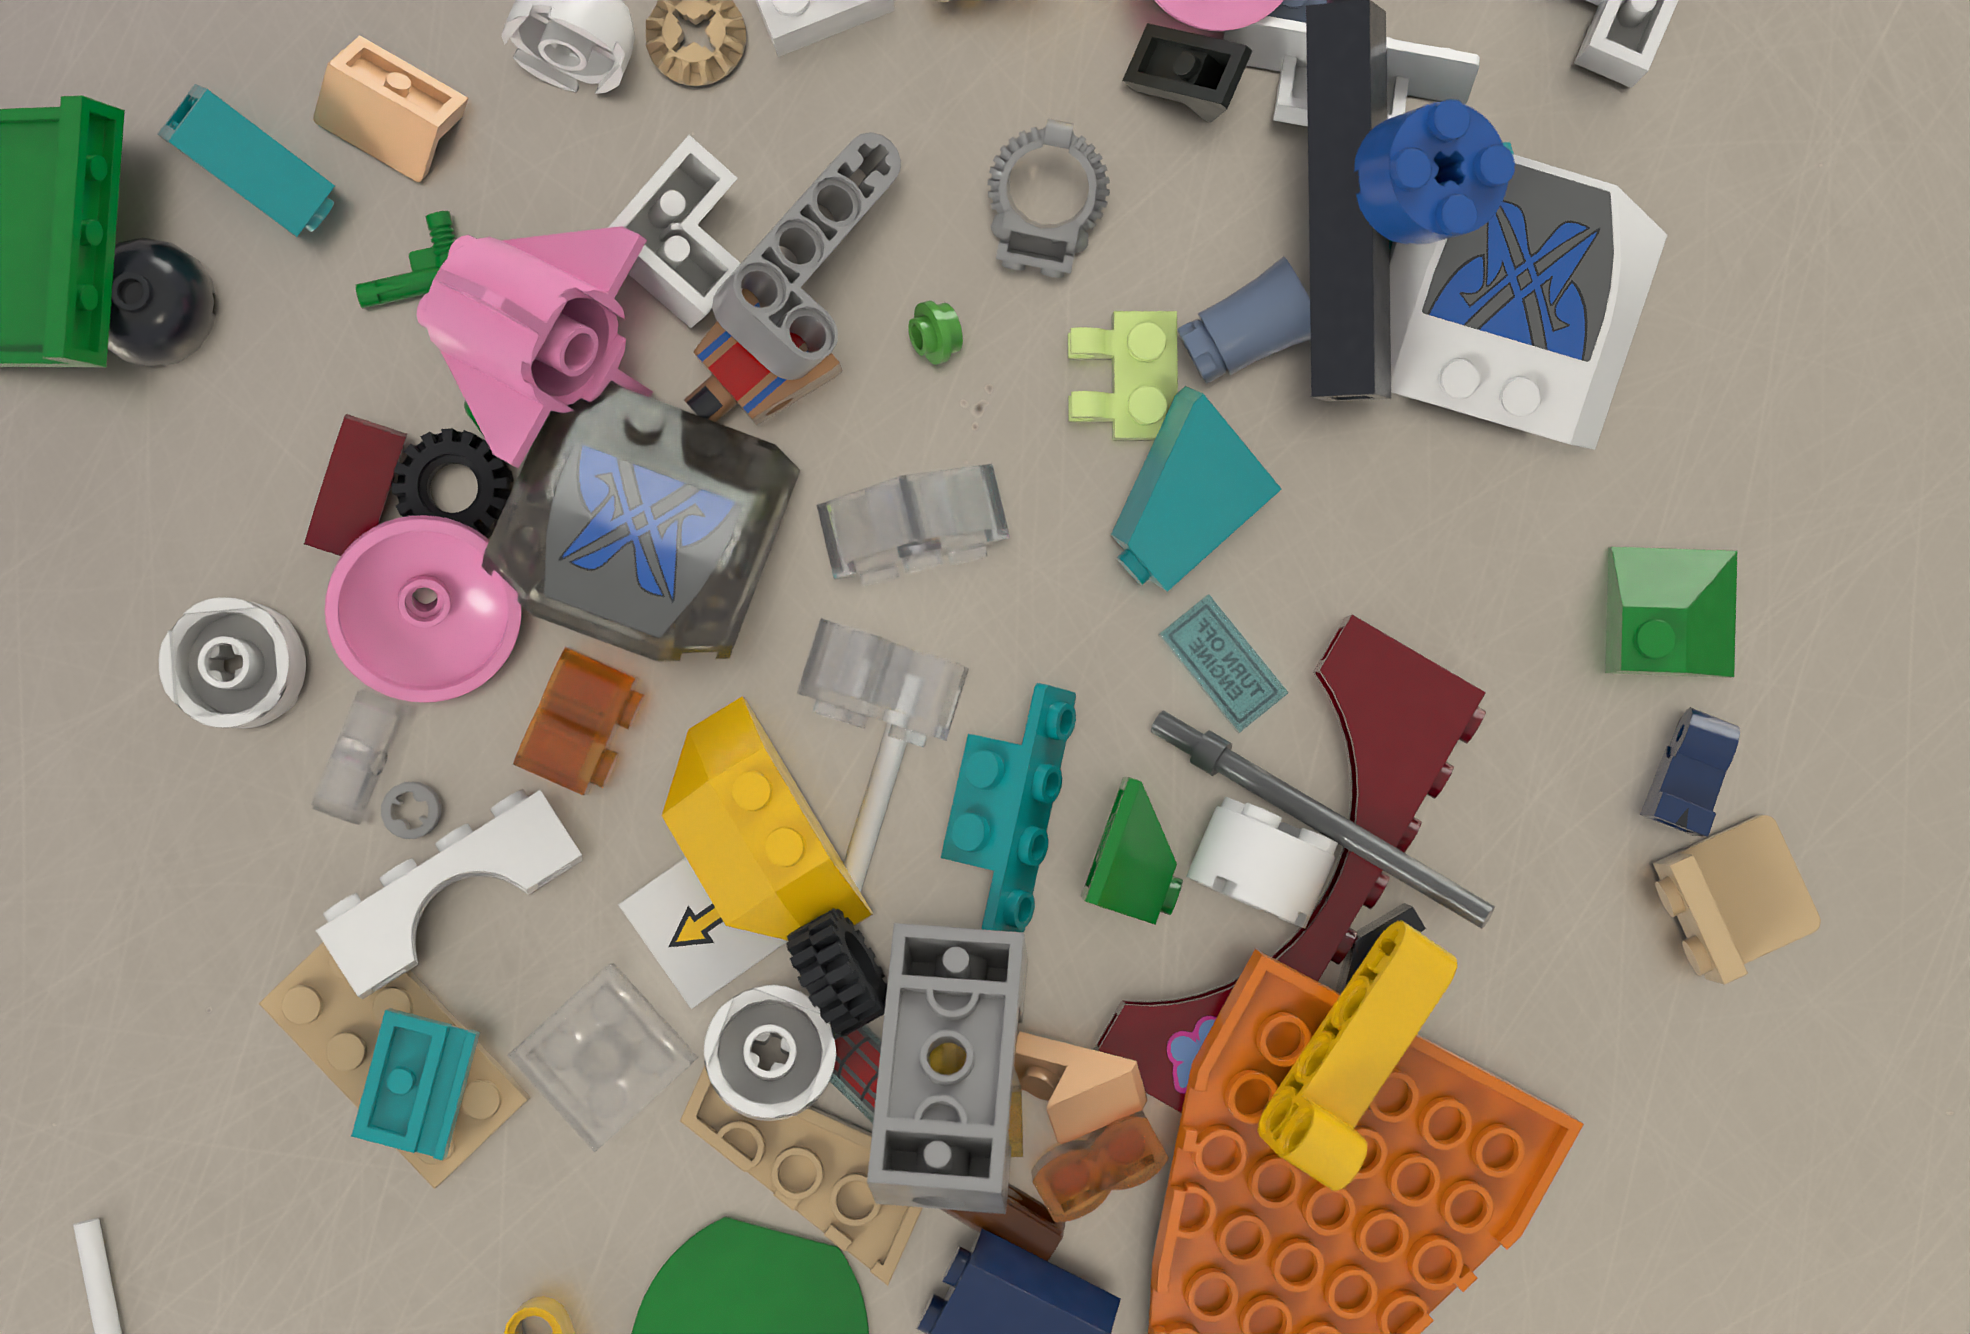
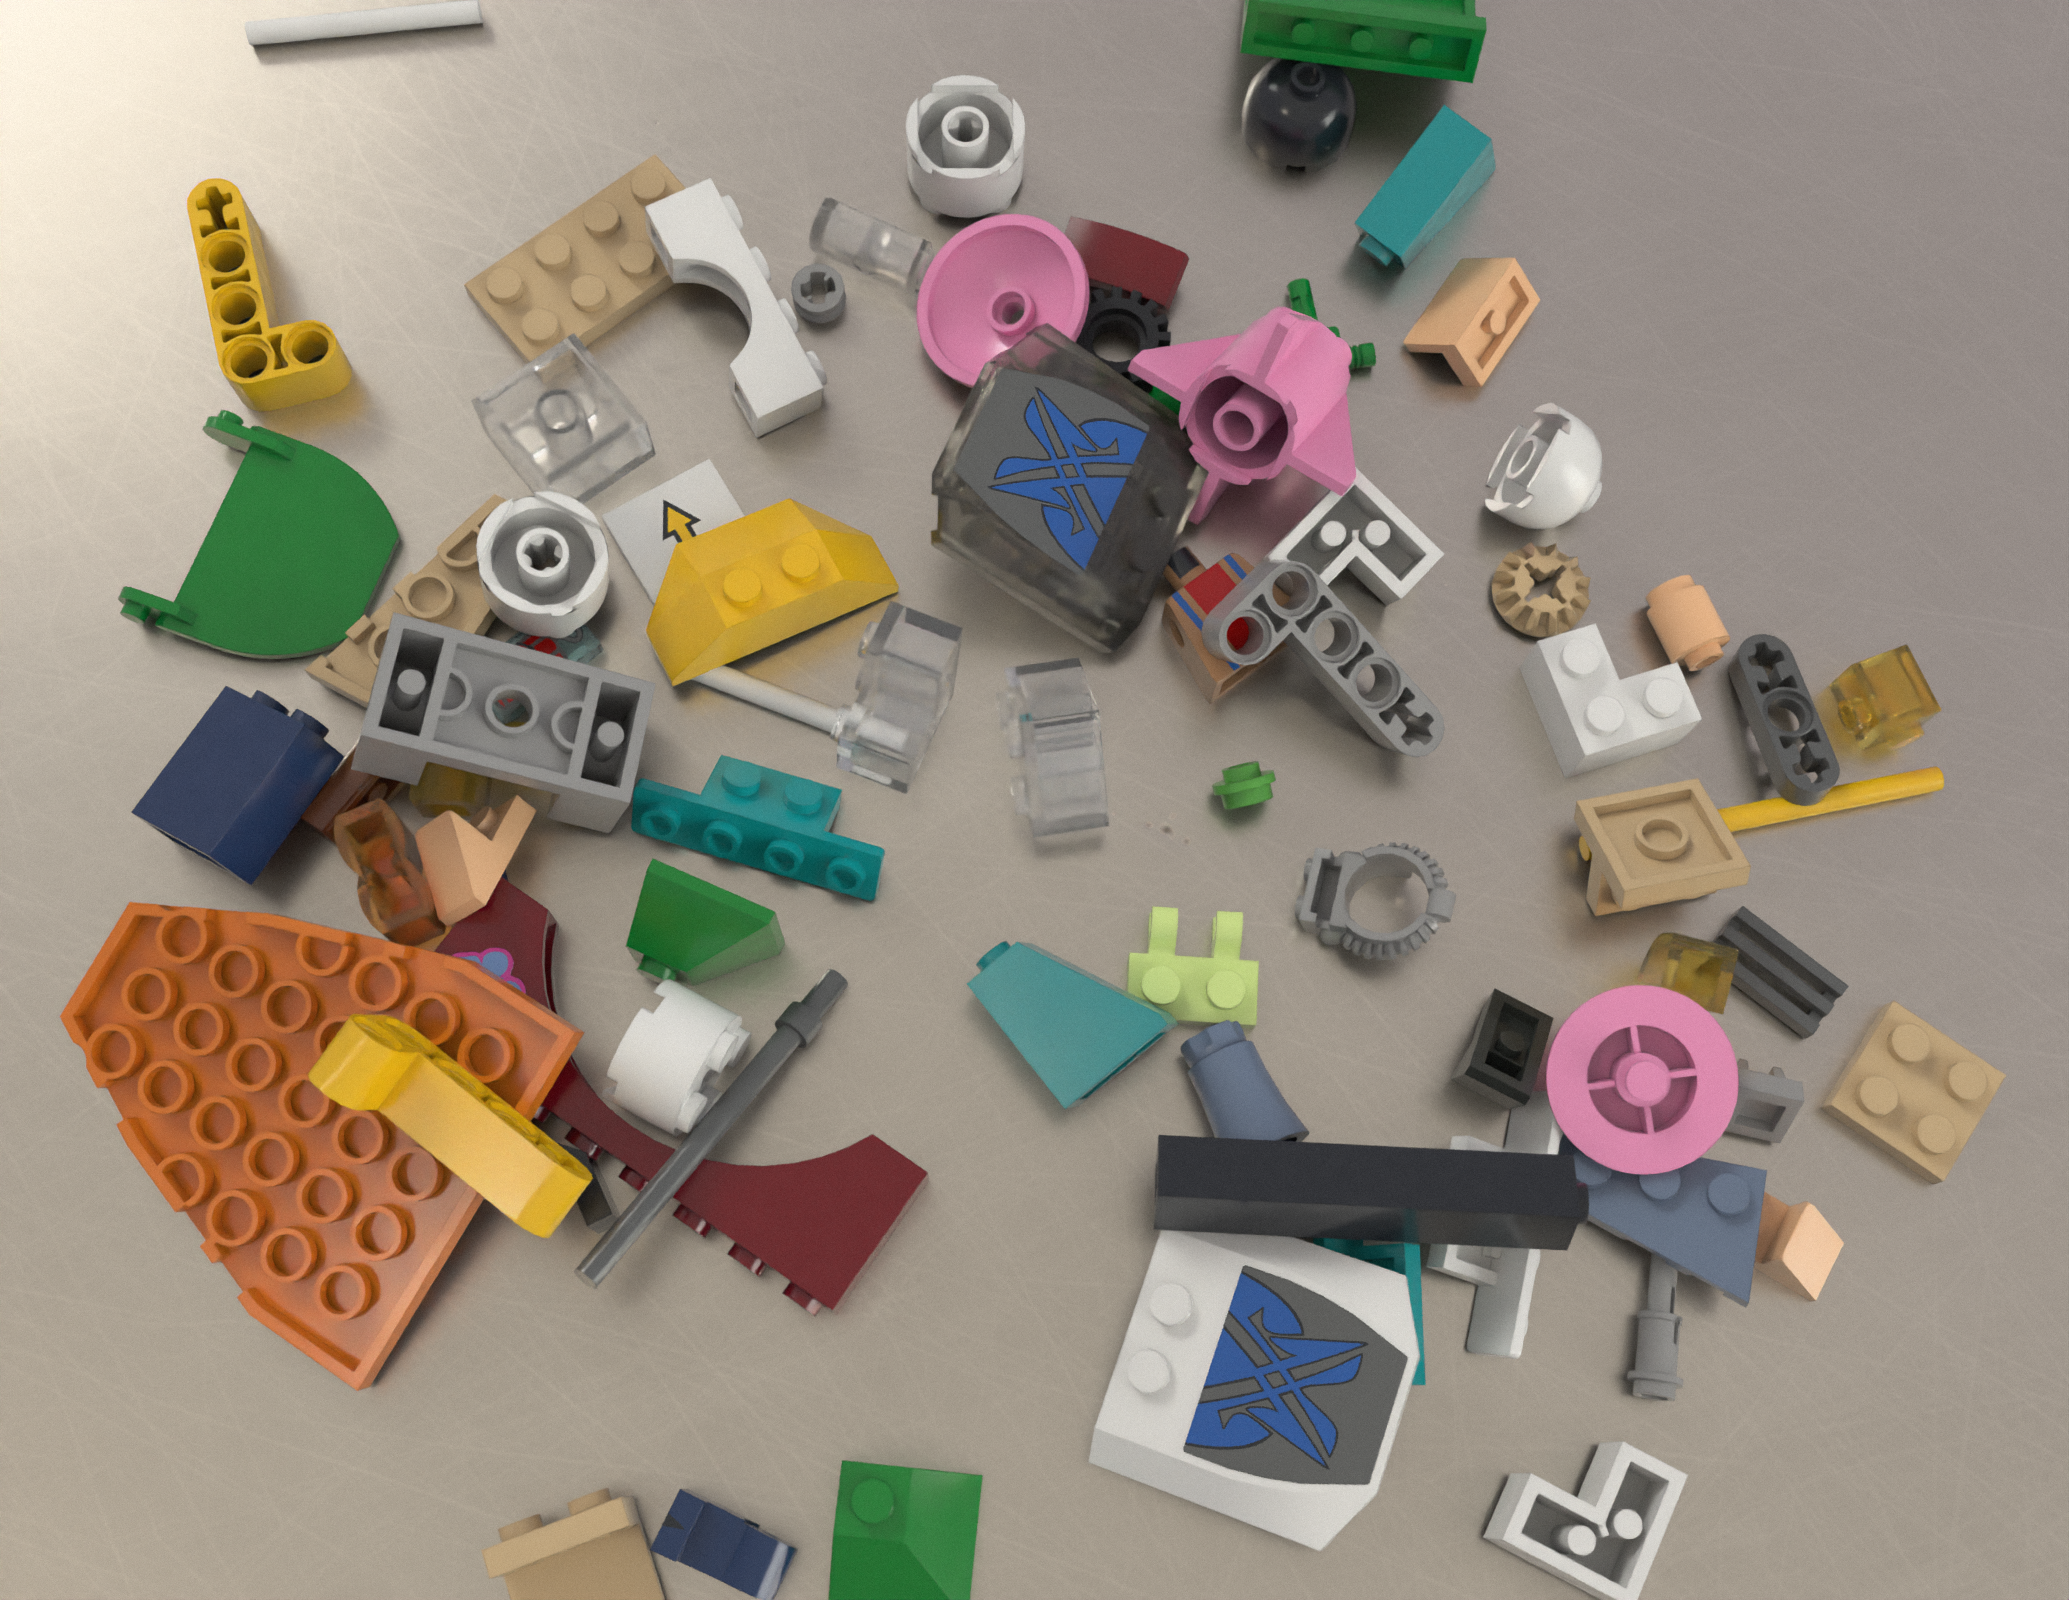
camera: 90 degrees right, 15 degrees down
(415, 1084) = (560, 263): teal plate -> none
(578, 722) = (884, 434): clear orange brick -> none
(838, 972) = (617, 629): black tyre -> none
(1223, 663) = (890, 1048): clear light blue tile -> none
(1432, 173) = (1388, 1306): blue brick -> none

